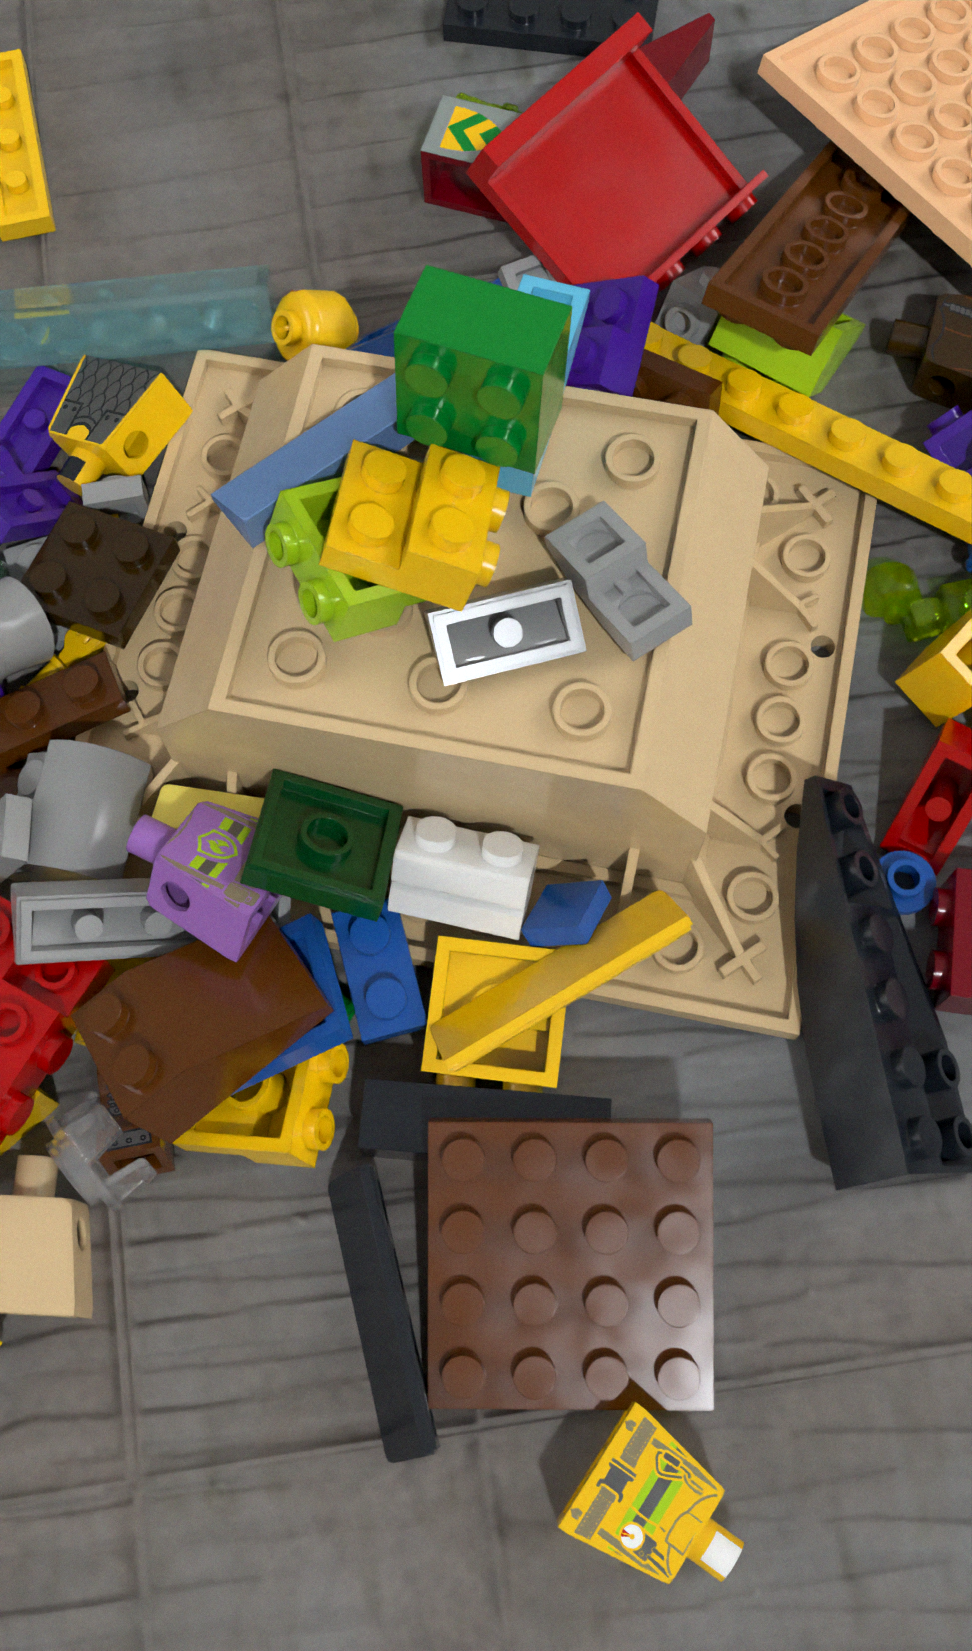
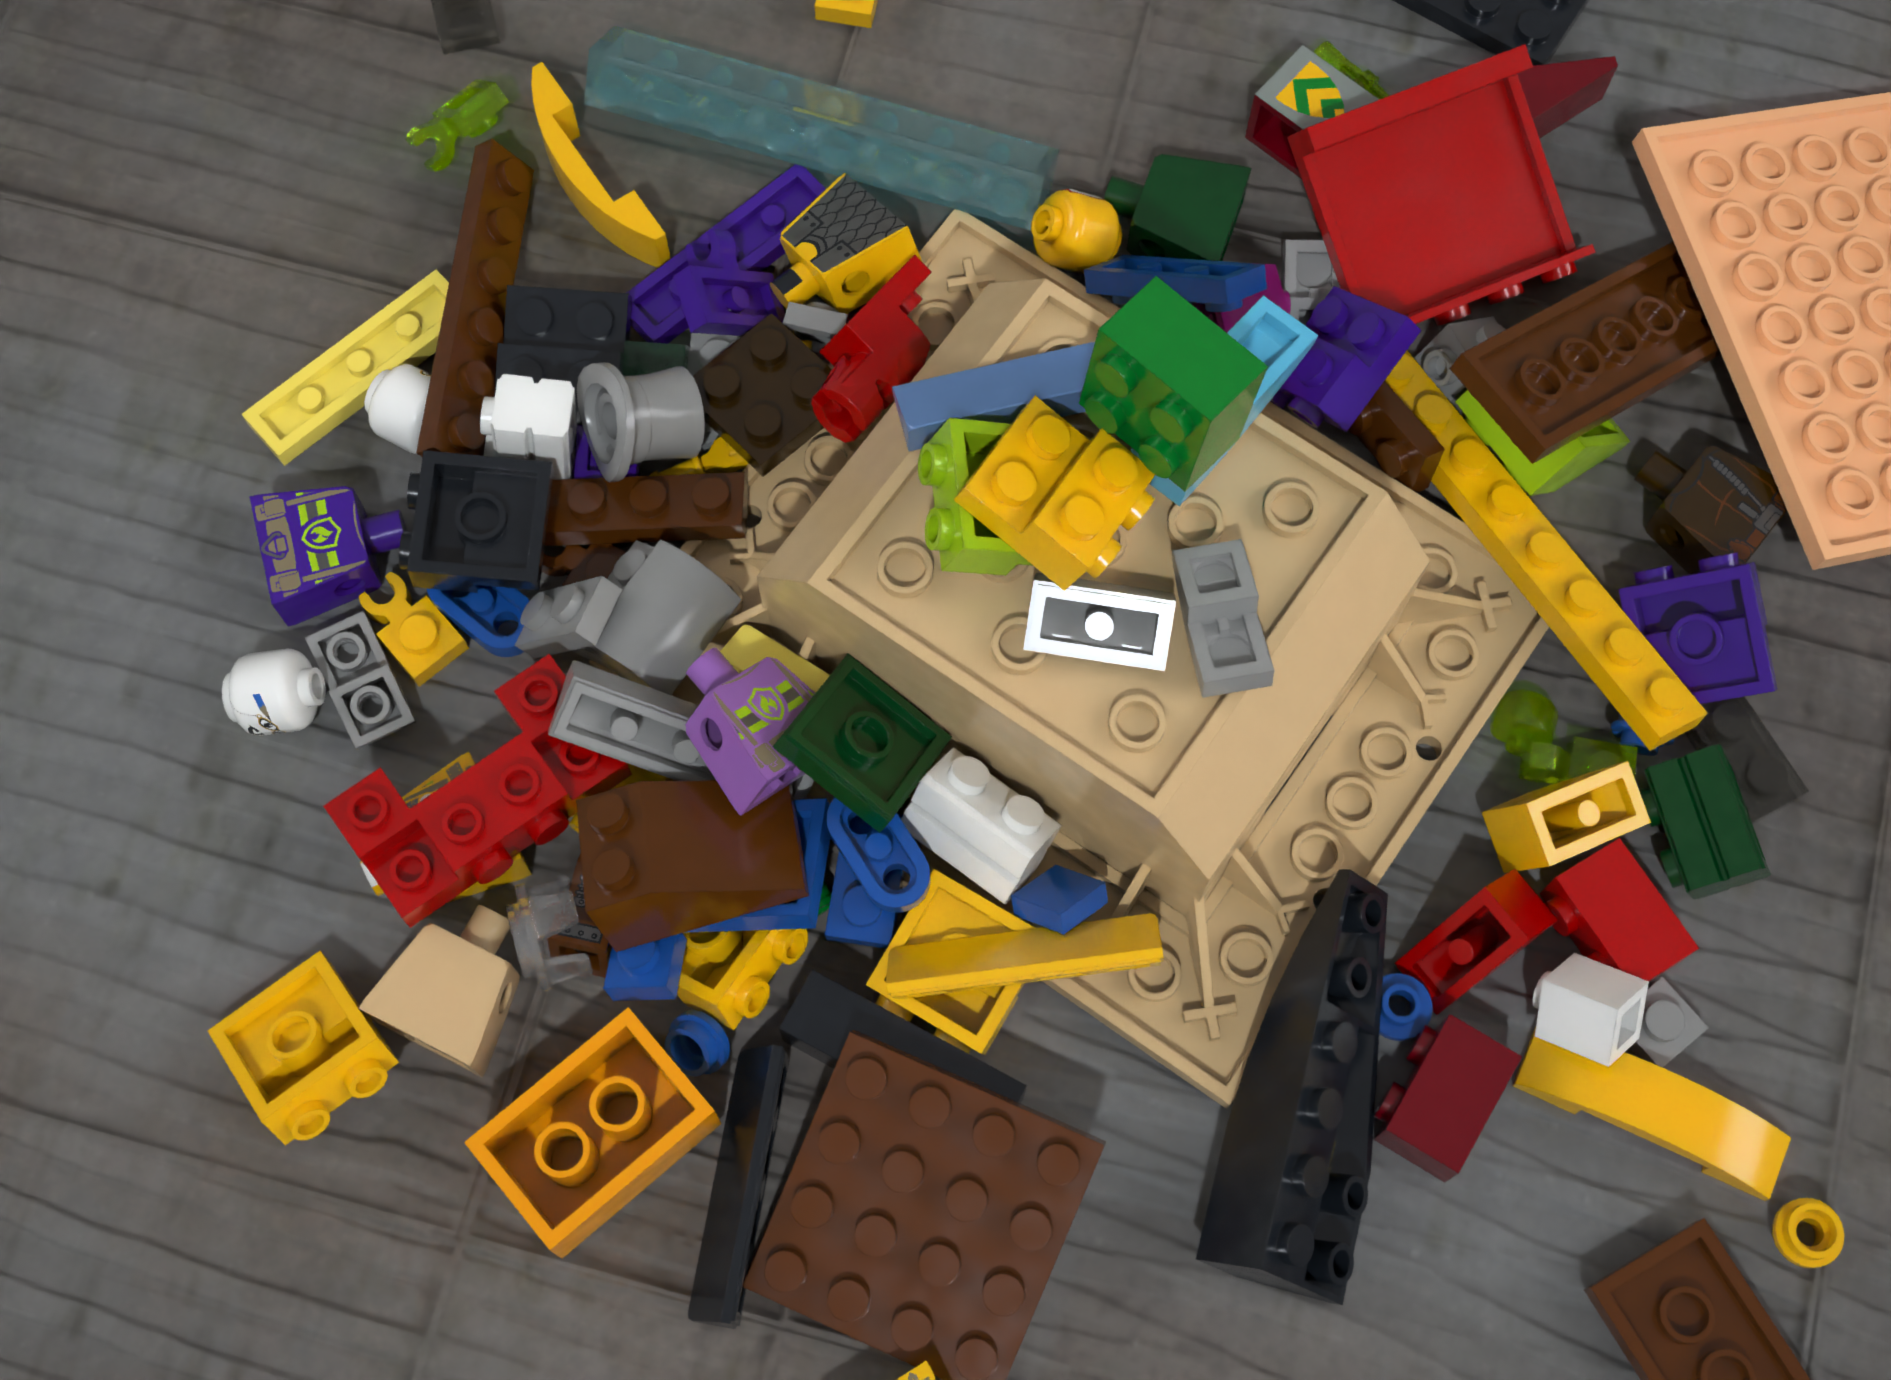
camera: 20 degrees right, 0 degrees up
(177, 498) = (872, 356): none -> red plate
(207, 1148) = (646, 970): none -> blue plate
(220, 1330) = (593, 1133): none -> light orange brick
(284, 1196) = (697, 1043): none -> blue plate
(381, 942) = (876, 854): none -> blue plate
(390, 268) = (1182, 208): none -> dark green torso

